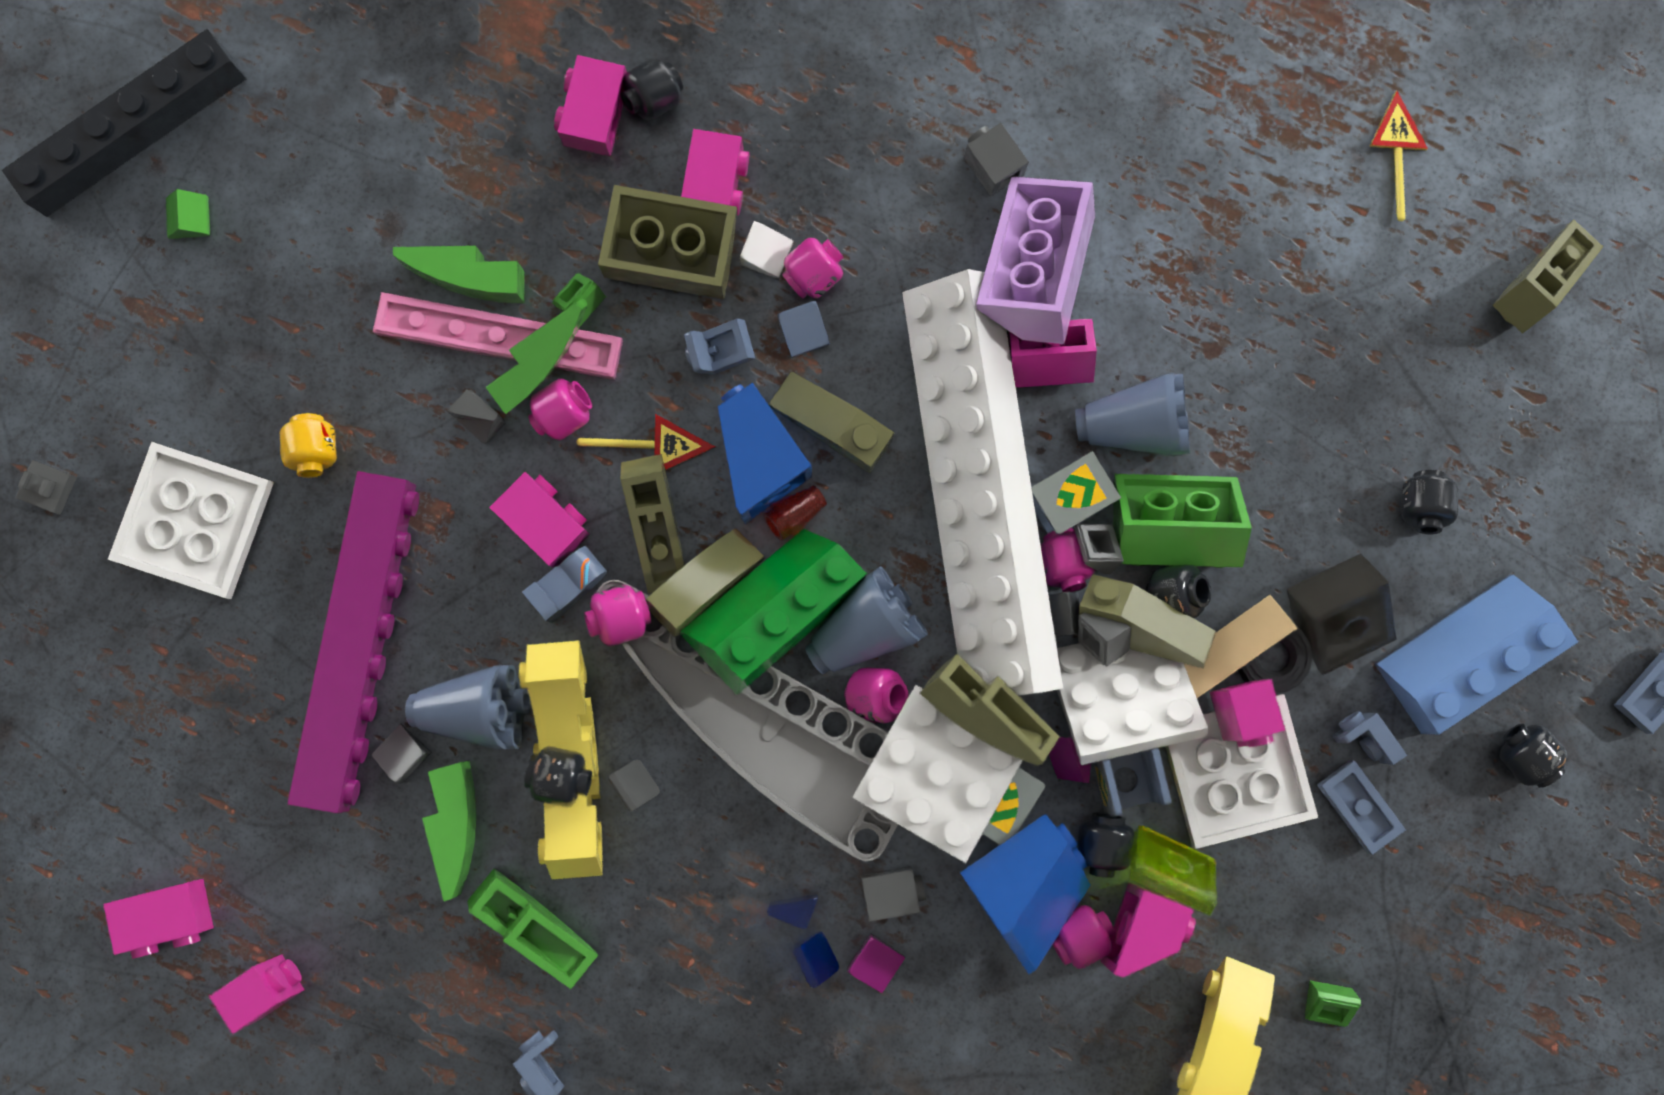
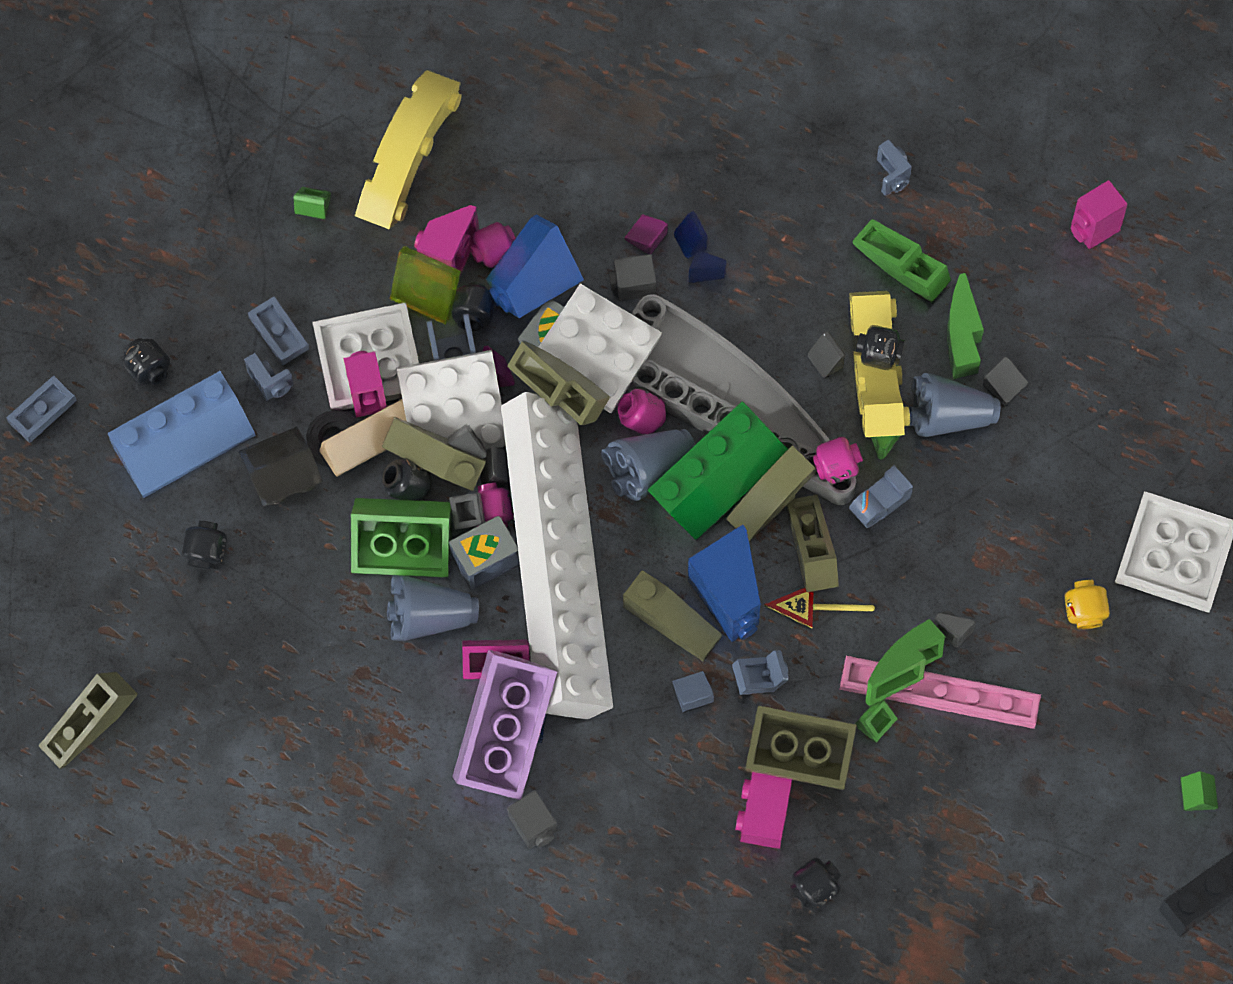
camera: 175 degrees left, 15 degrees down
(159, 917) = (1179, 270): dark pink brick -> none
(353, 643) = (1043, 460): magenta brick -> none
(465, 272) = (969, 737): bright green slope -> none
(540, 519) = (901, 545): dark pink brick -> none
(559, 409) = (886, 627): dark pink head -> none
(591, 105) = (865, 870): dark pink brick -> none
(765, 250) = (722, 753): white slope -> none
(794, 512) = (699, 542): clear red cone -> none
(813, 268) = (684, 734): dark pink head -> none
(1398, 132) = (196, 843): piece -> none

